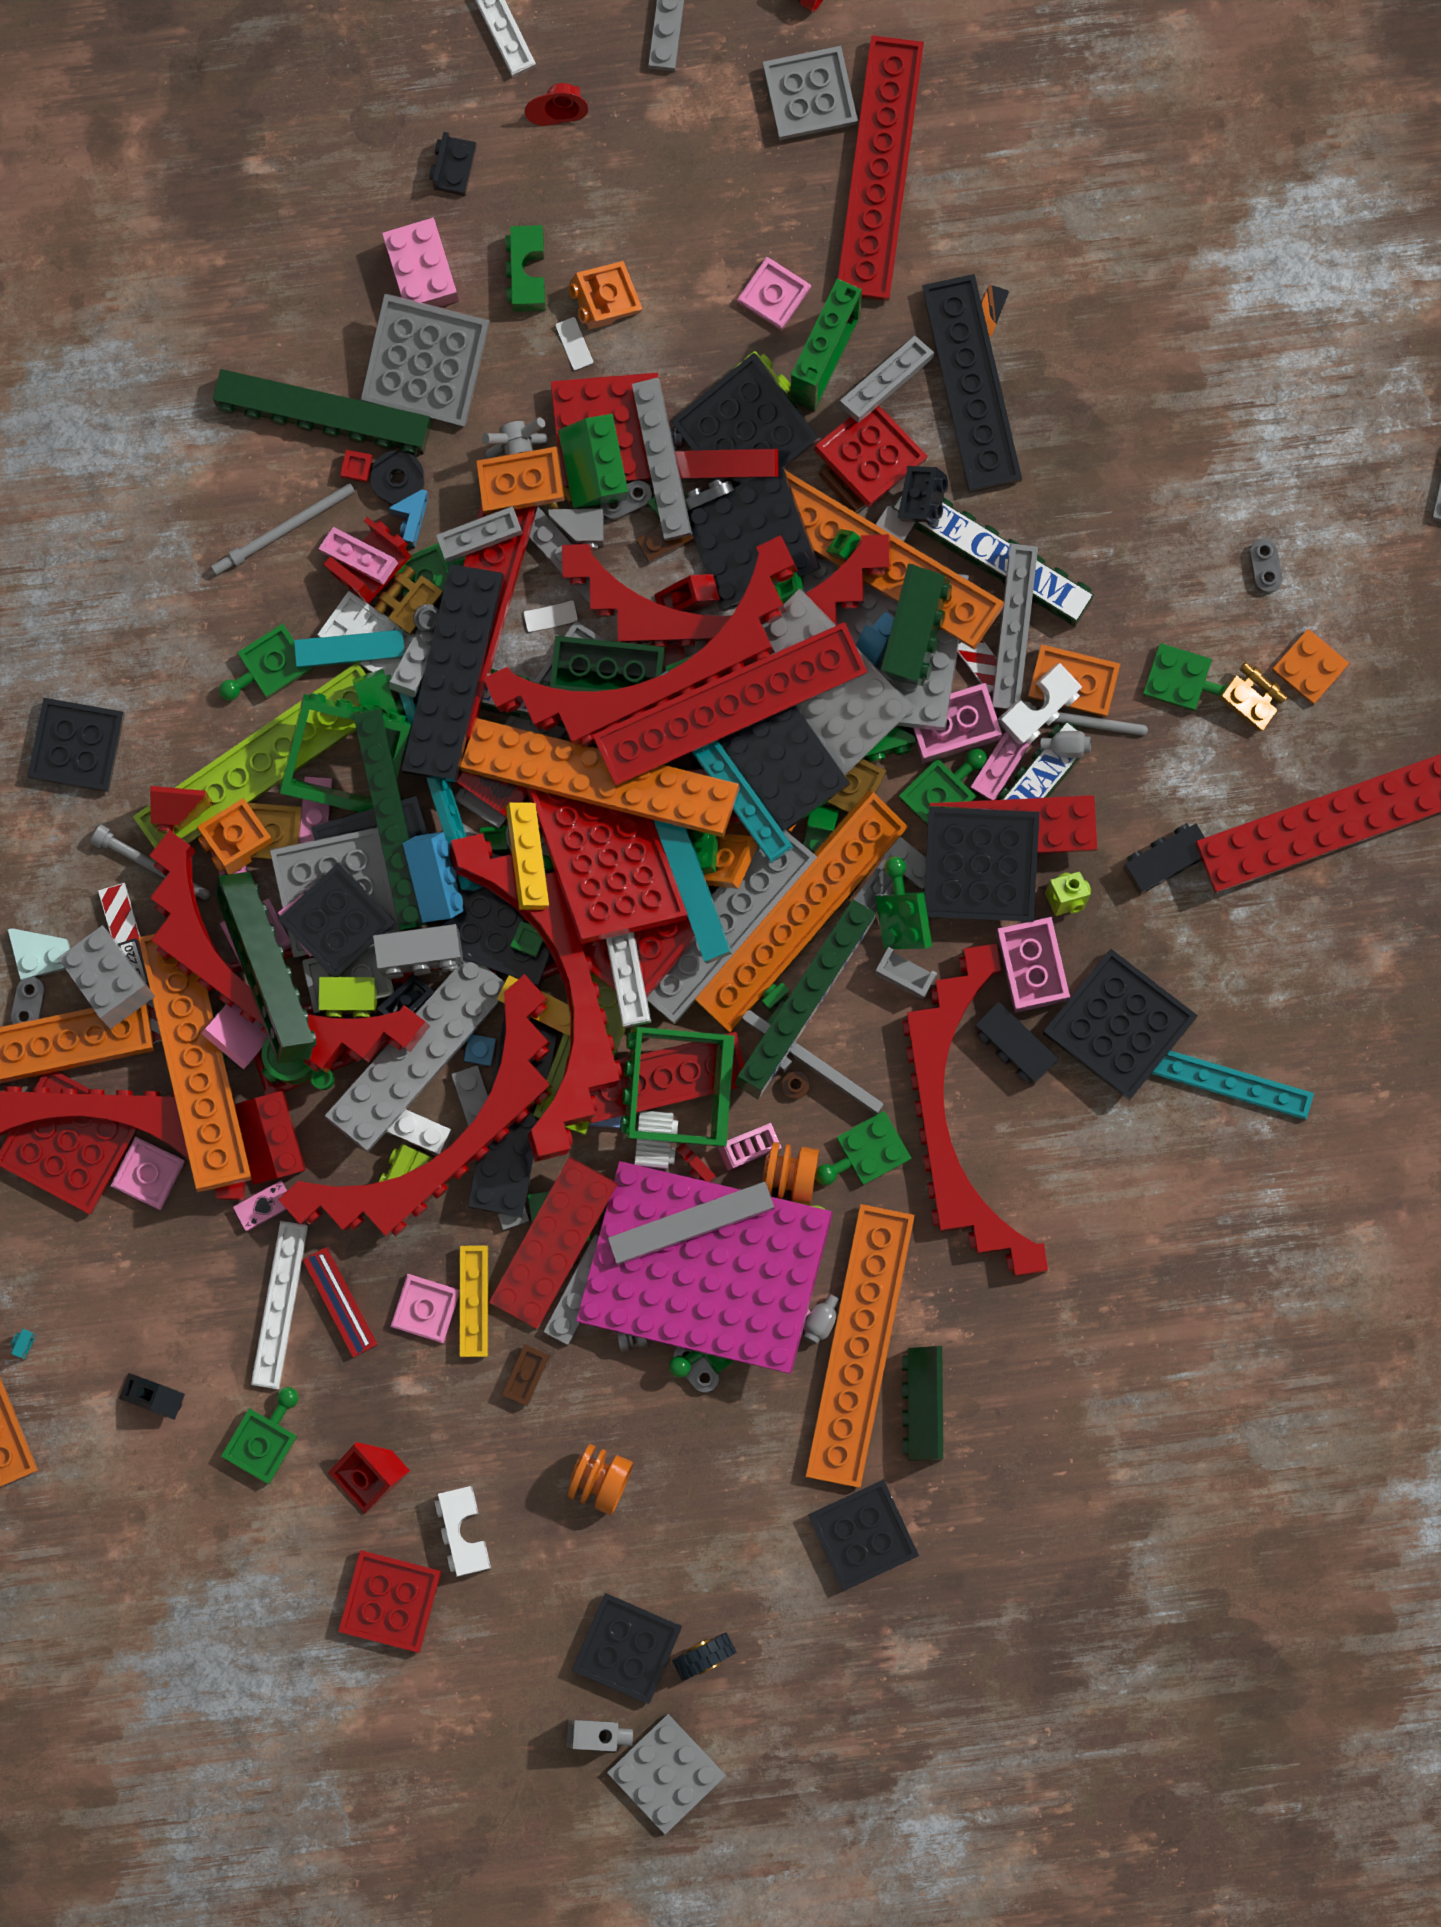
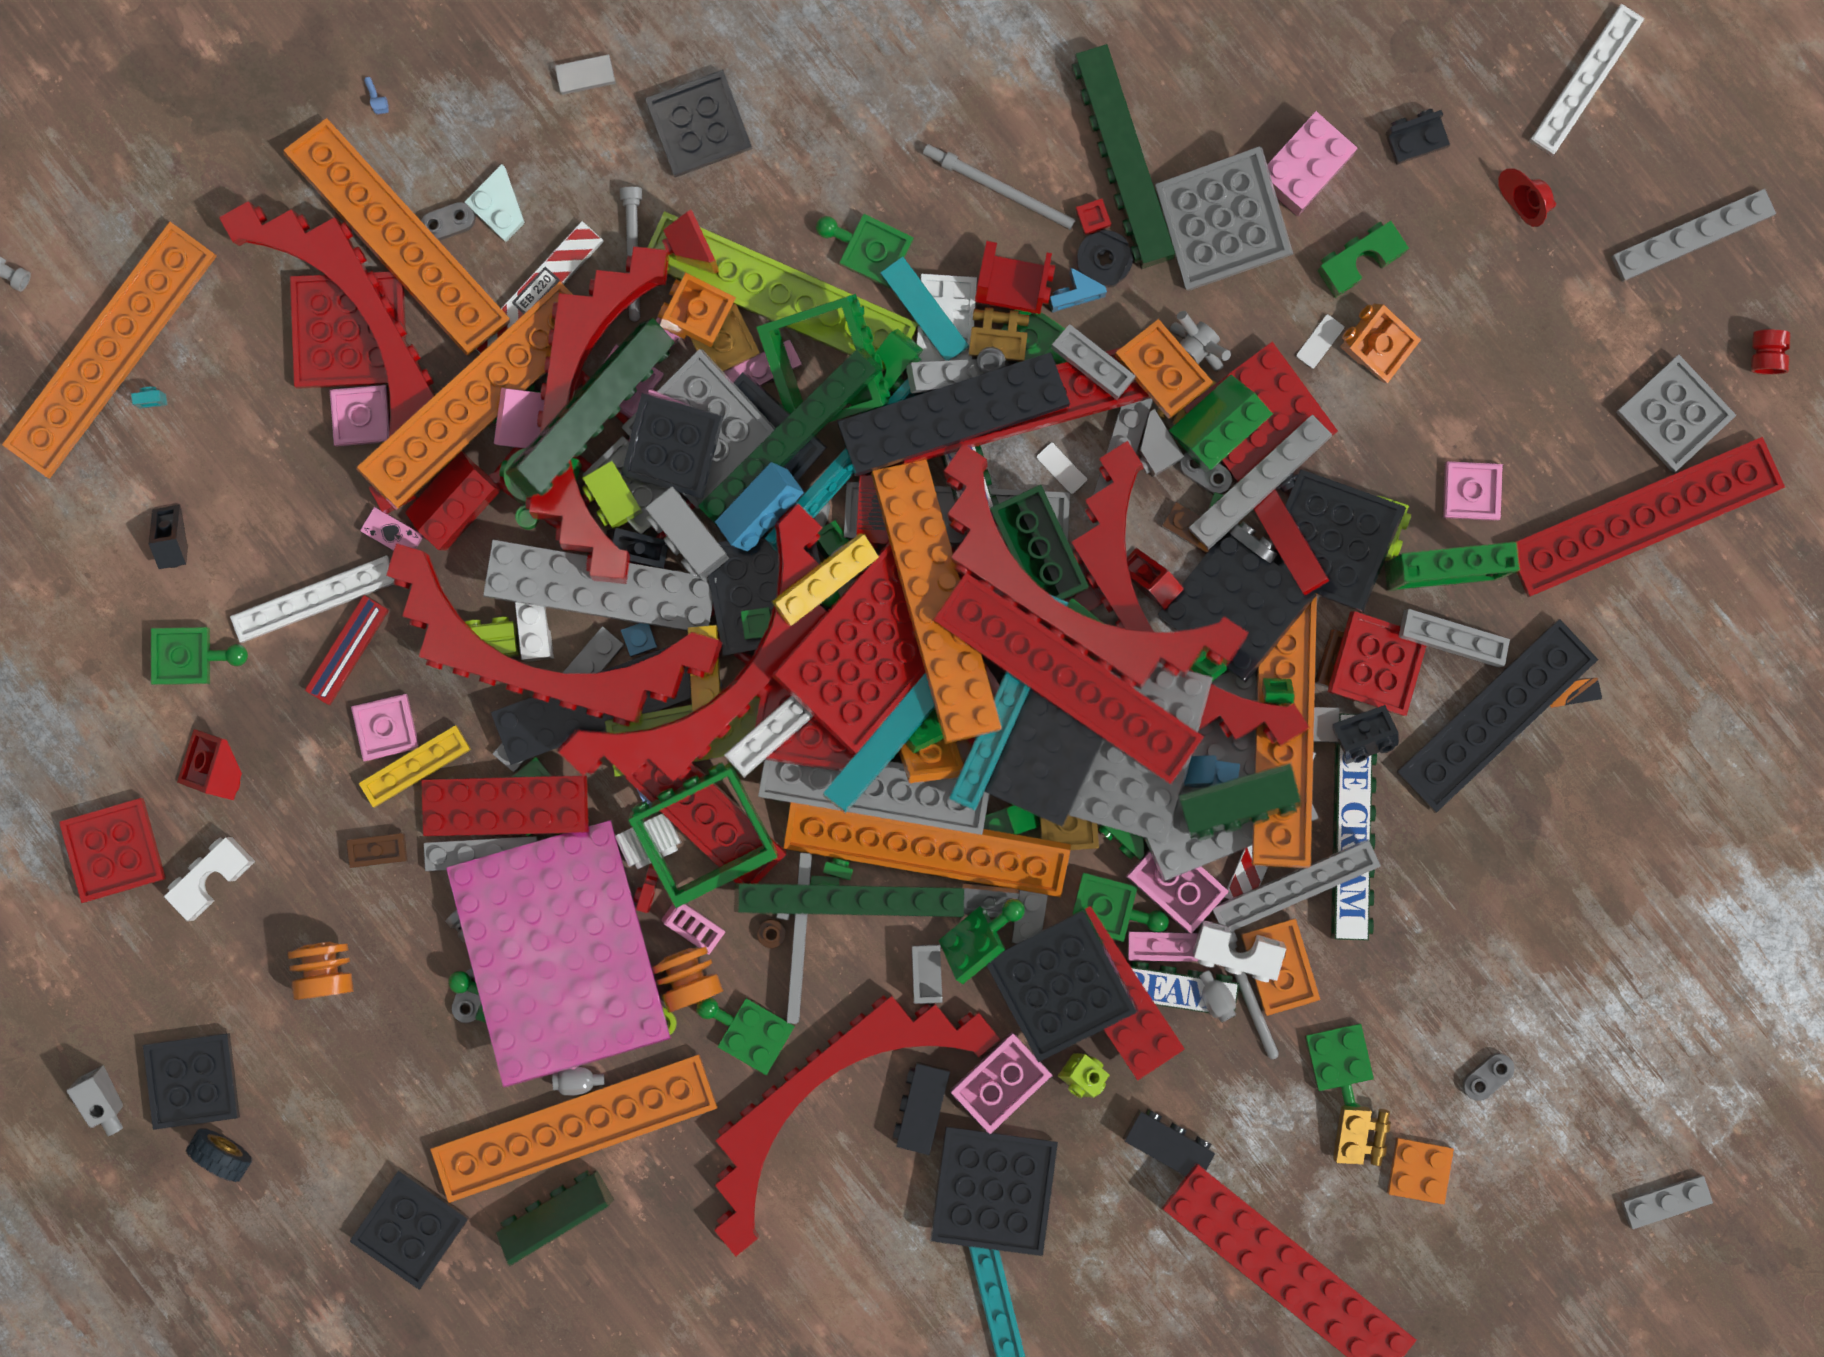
camera: 50 degrees right, 5 degrees up
(106, 977) = (505, 274): light grey brick -> none
(358, 555) = (1012, 266): bright pink plate -> none
(666, 1774) = (104, 1179): light grey plate -> none
(691, 1223) = (587, 919): light grey tile -> none

